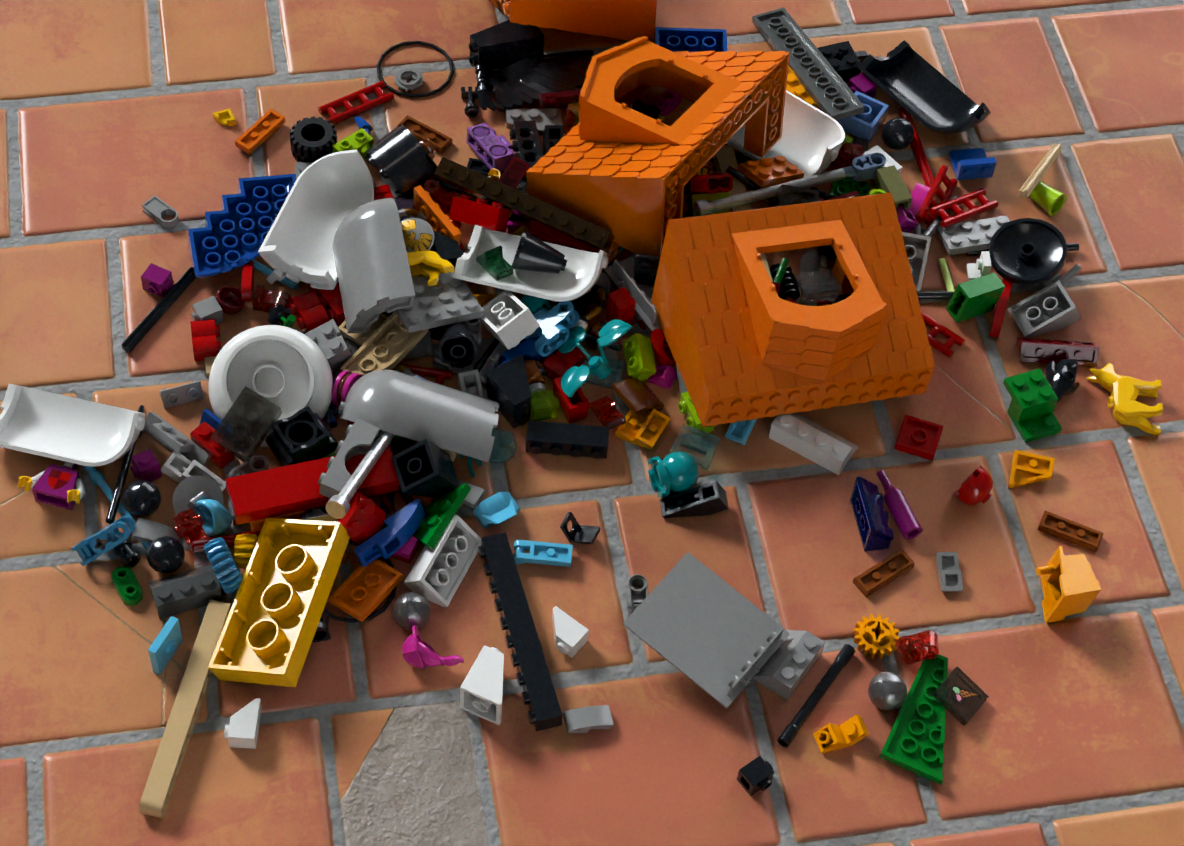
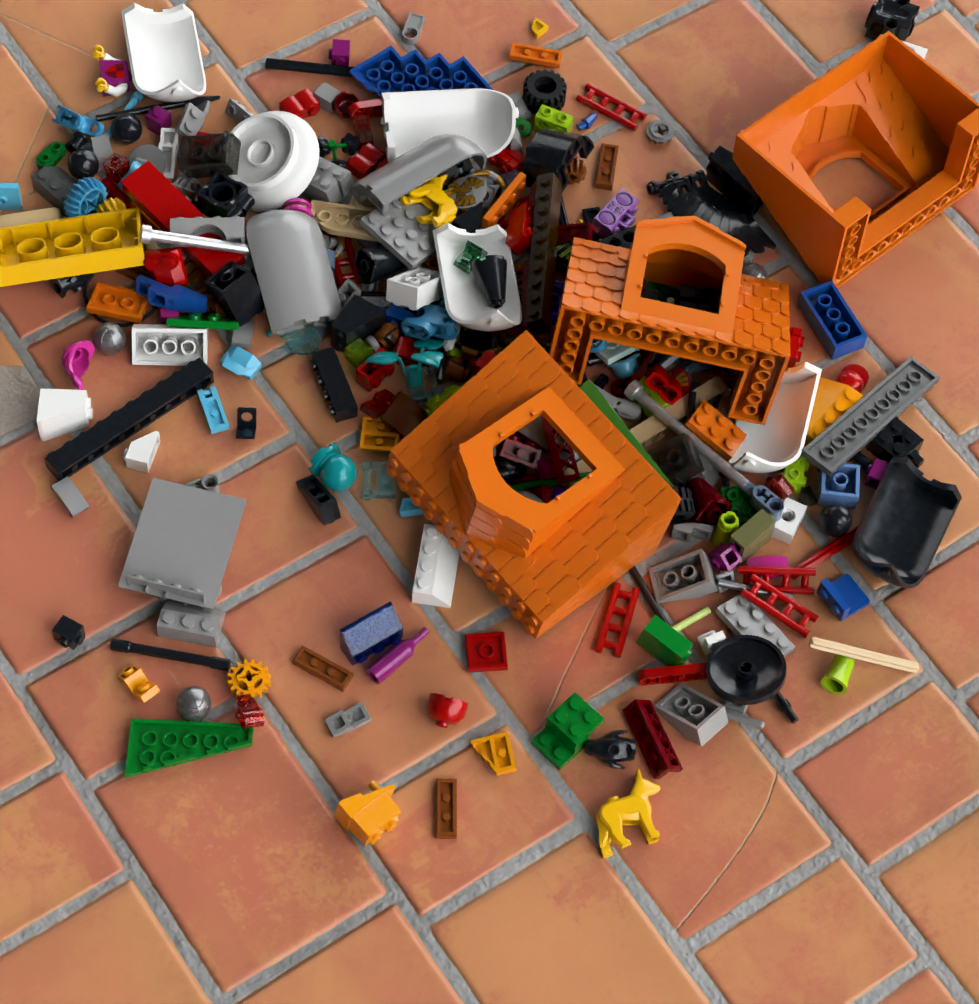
camera: 65 degrees right, 5 degrees up
(411, 43) = (674, 159): black piece -> none
(960, 695) = (217, 763): clear smoke tile -> none

